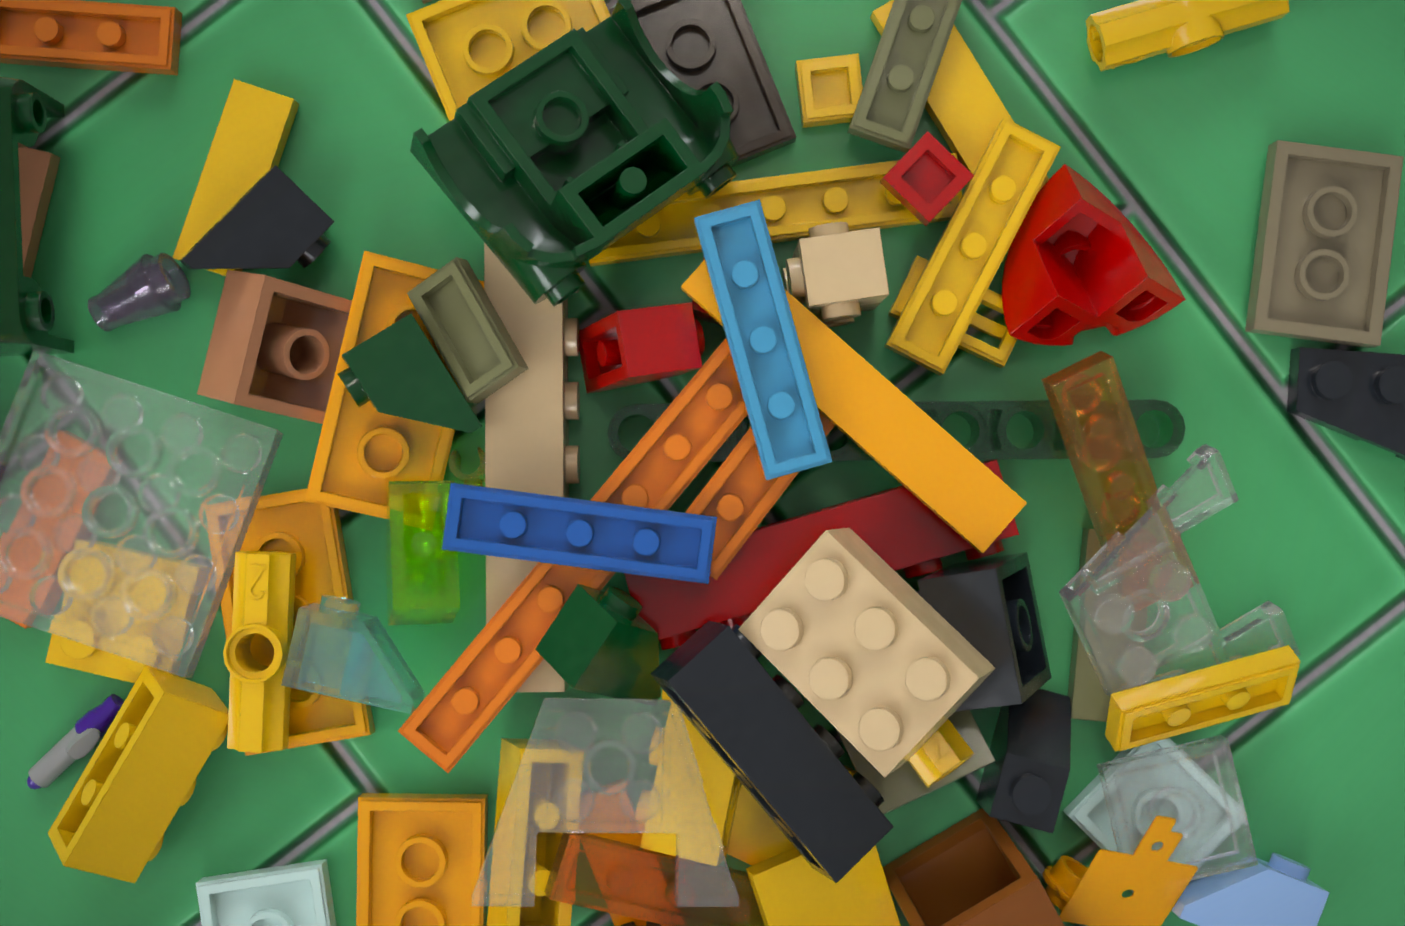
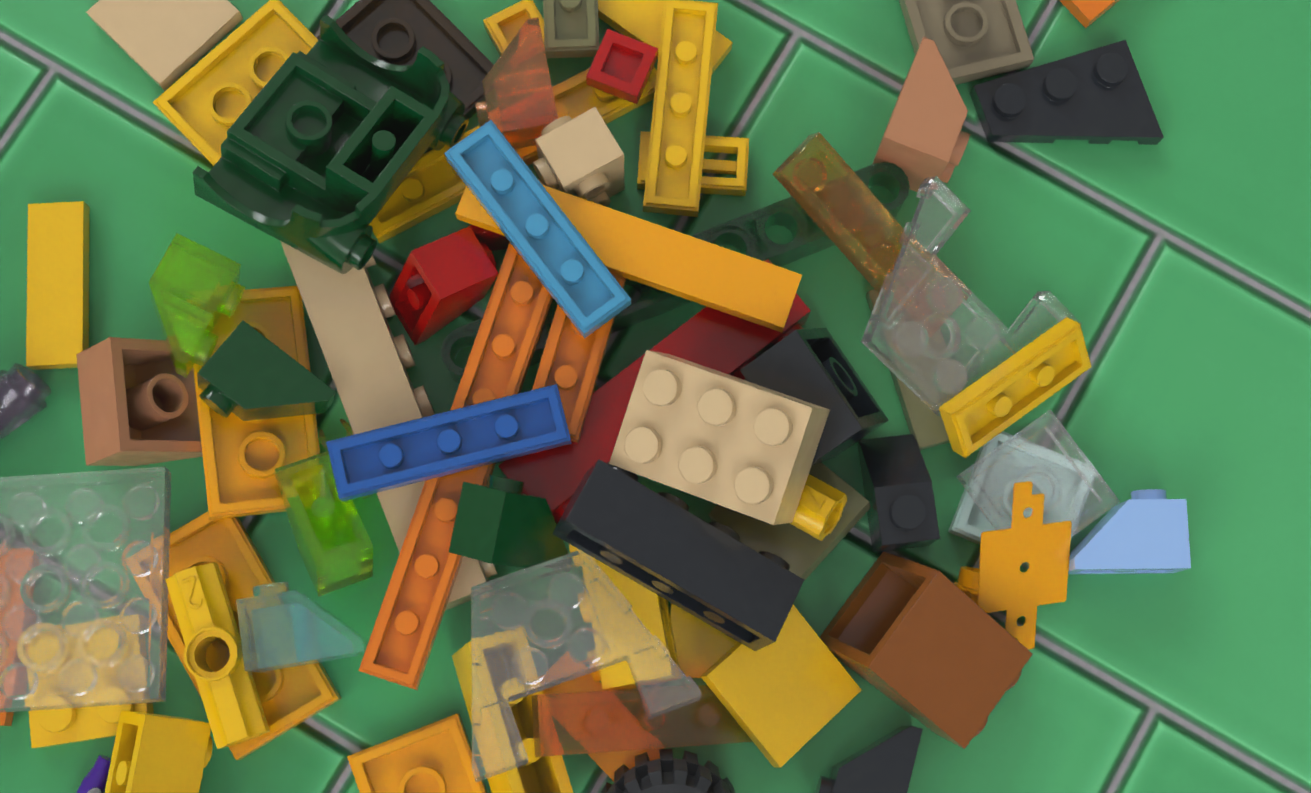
camera: 20 degrees left, 10 degrees down
(264, 229) = (97, 305): black slope -> none
(363, 262) = (189, 296): none -> clear neon green slope
(467, 330) = (295, 322): olive tile -> none
(804, 166) = (519, 89): none -> clear orange slope
(1080, 268) = (774, 90): red brick -> none
(1230, 374) = (926, 121): none -> nougat slope

